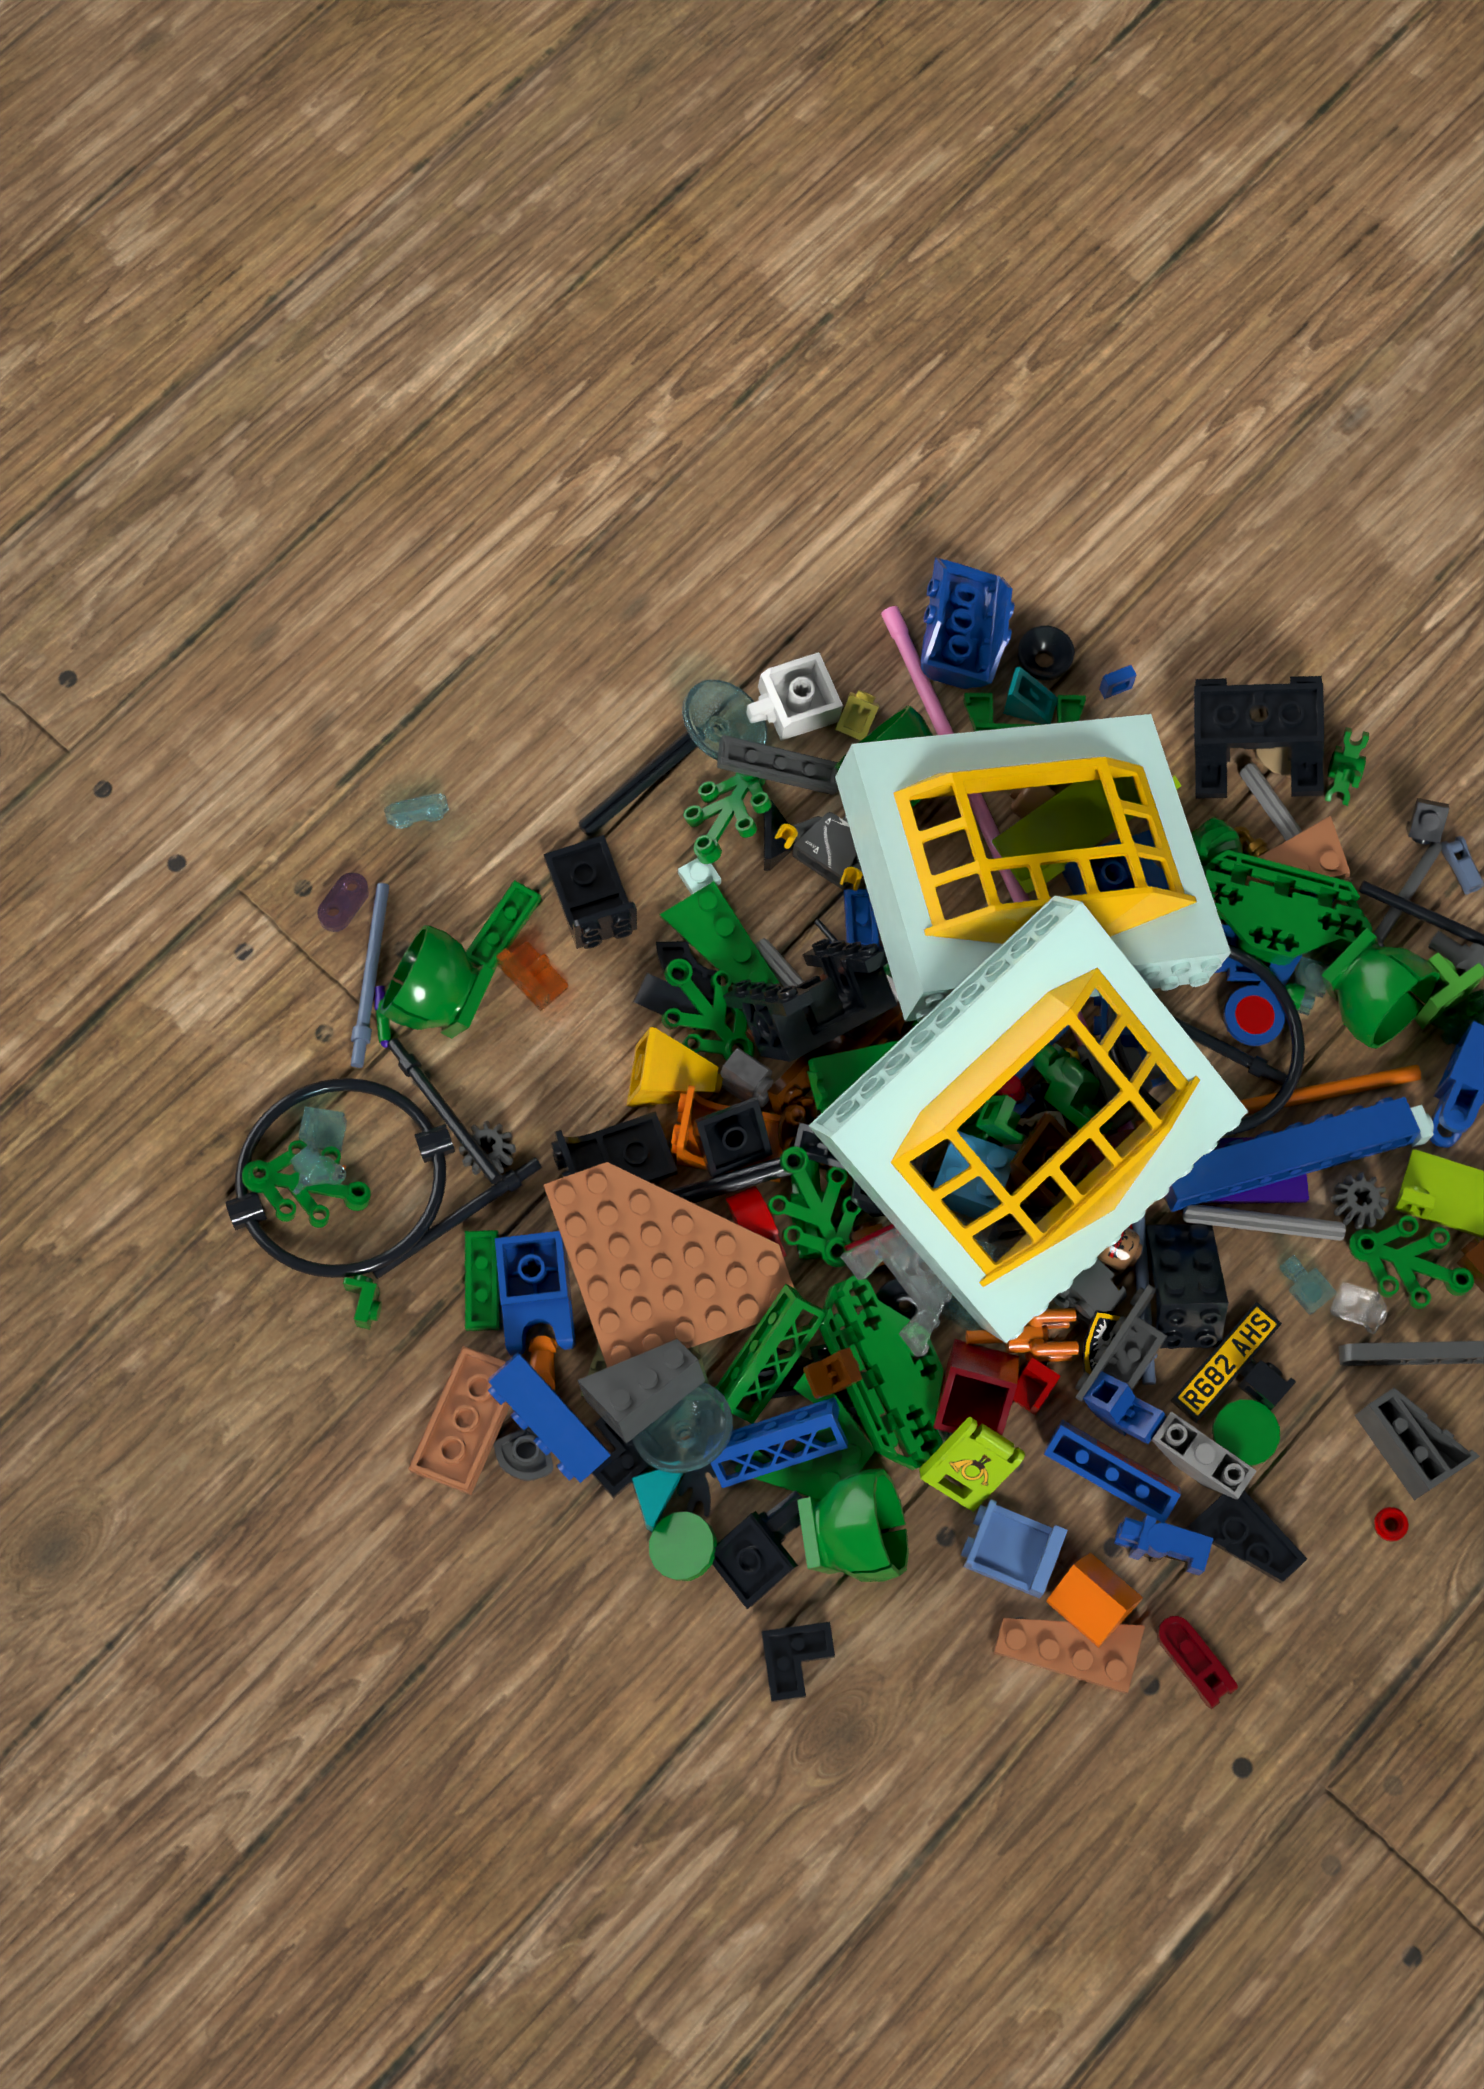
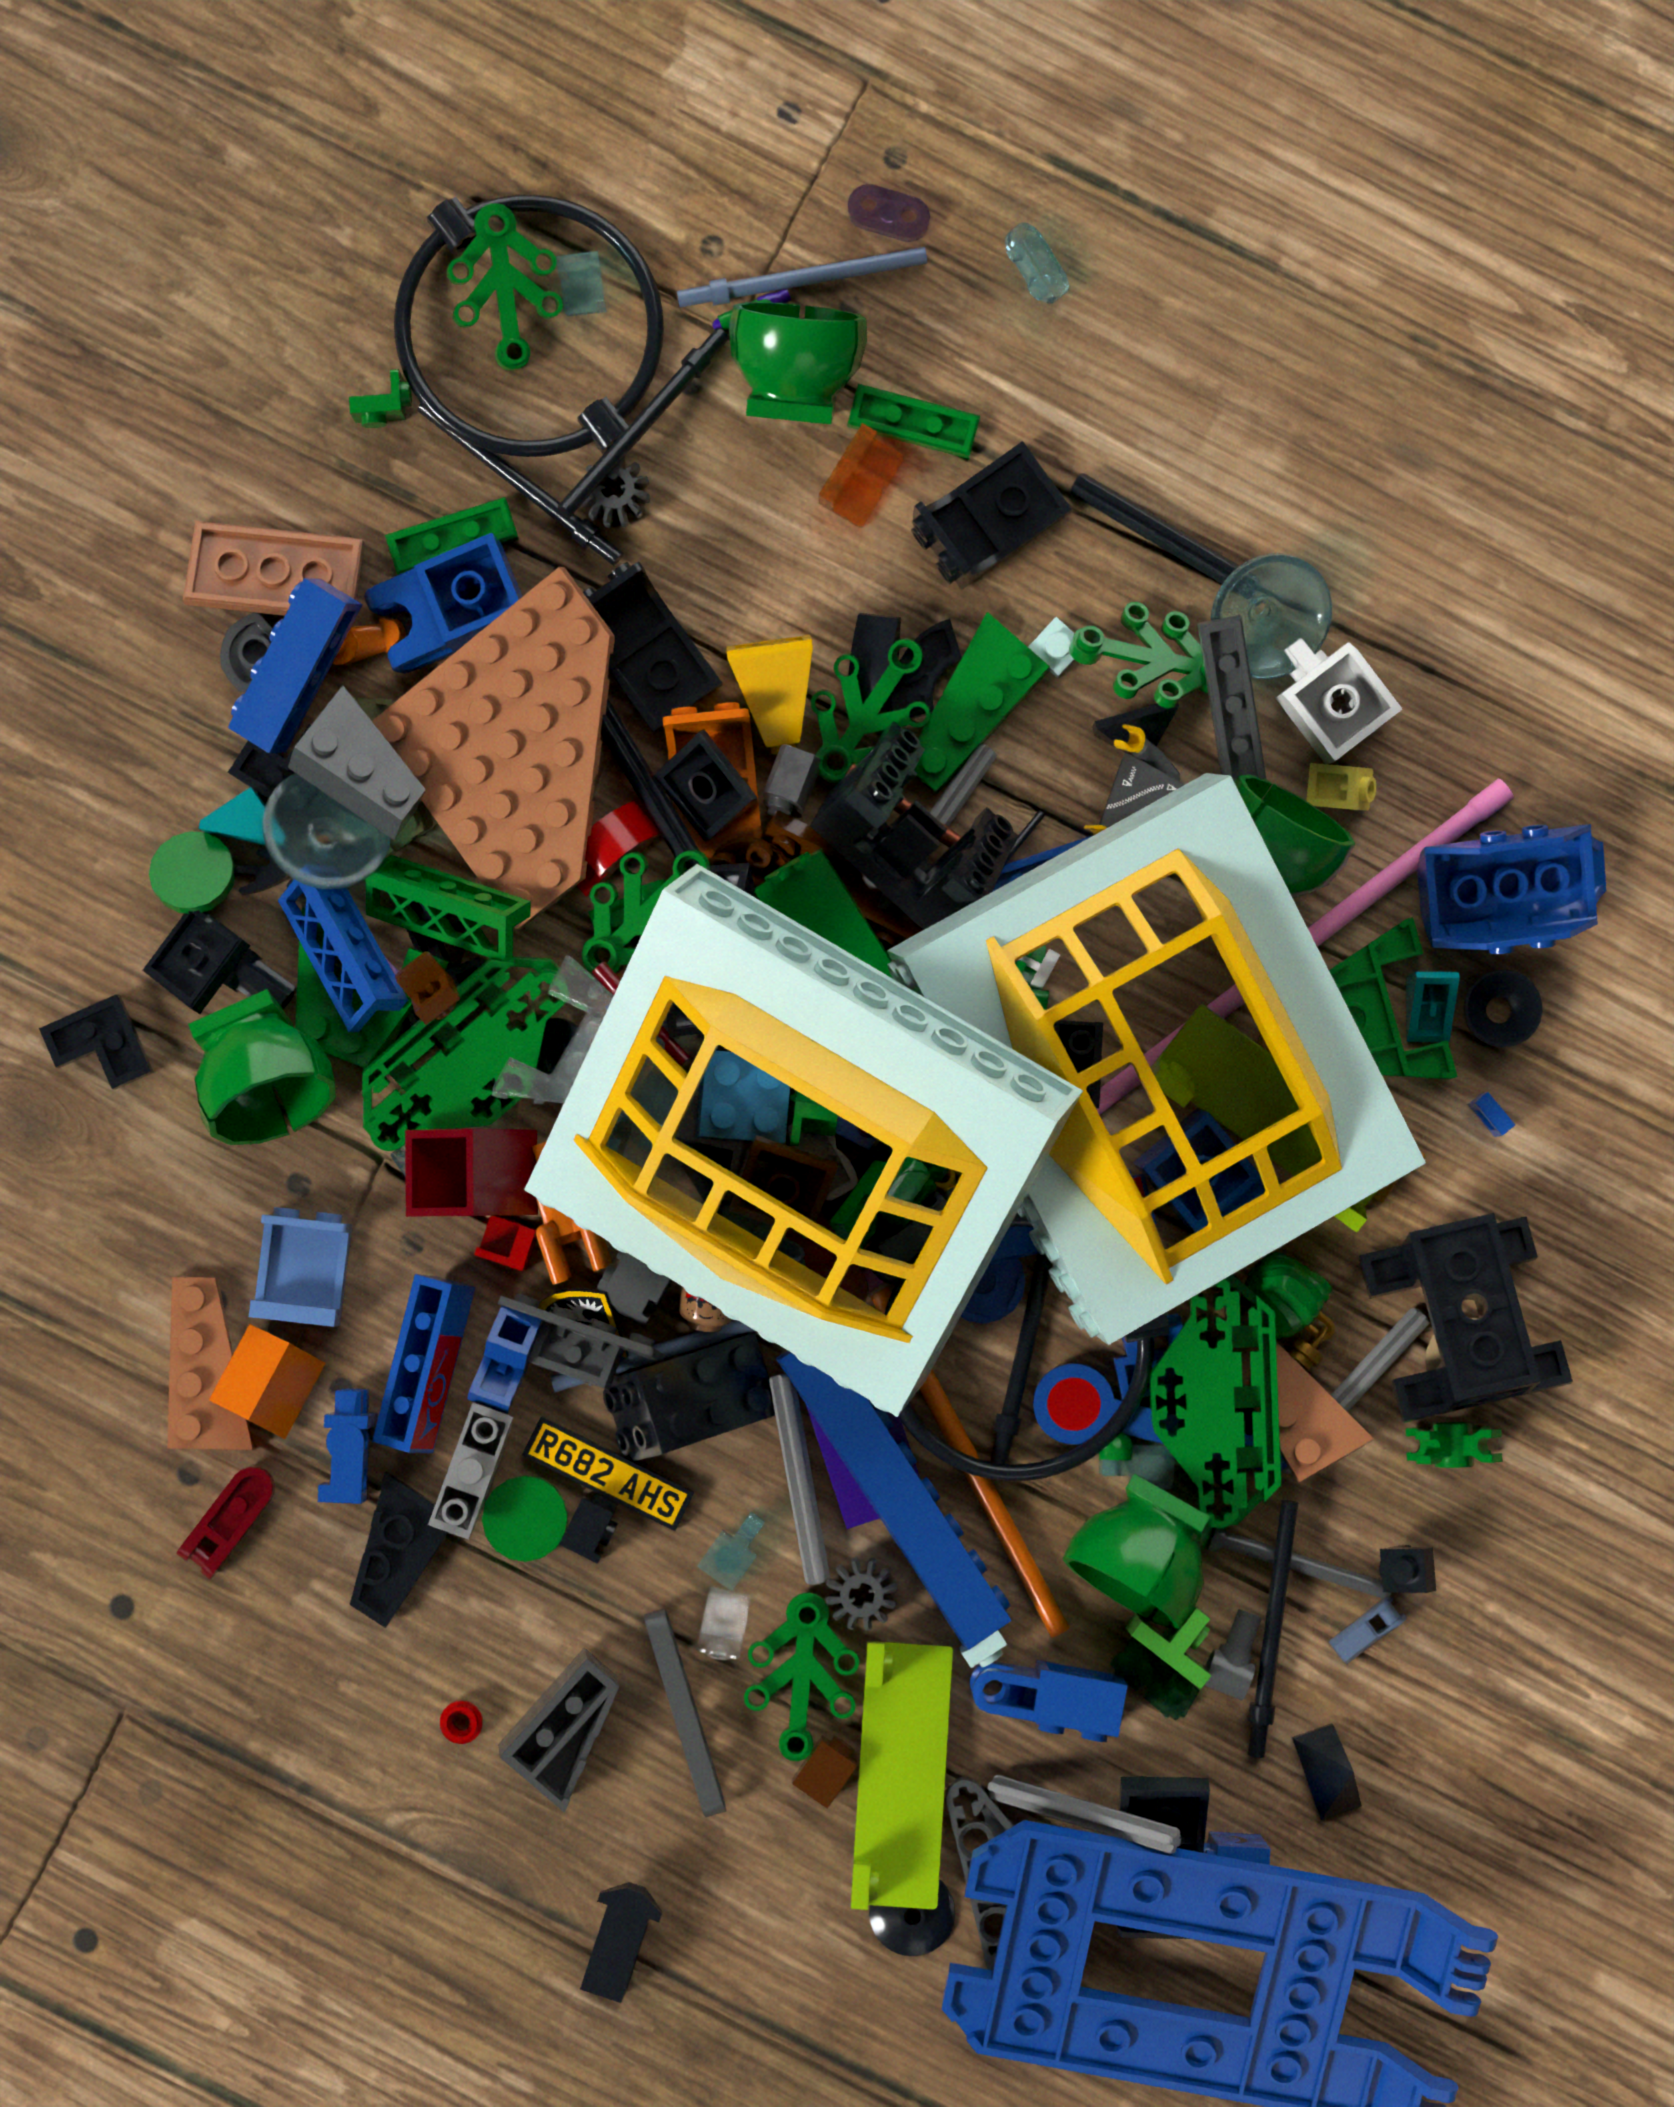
camera: 80 degrees right, 15 degrees up
(316, 1169) = (519, 290): clear light blue animal -> none
(975, 1461) = (373, 1191): lime container -> none

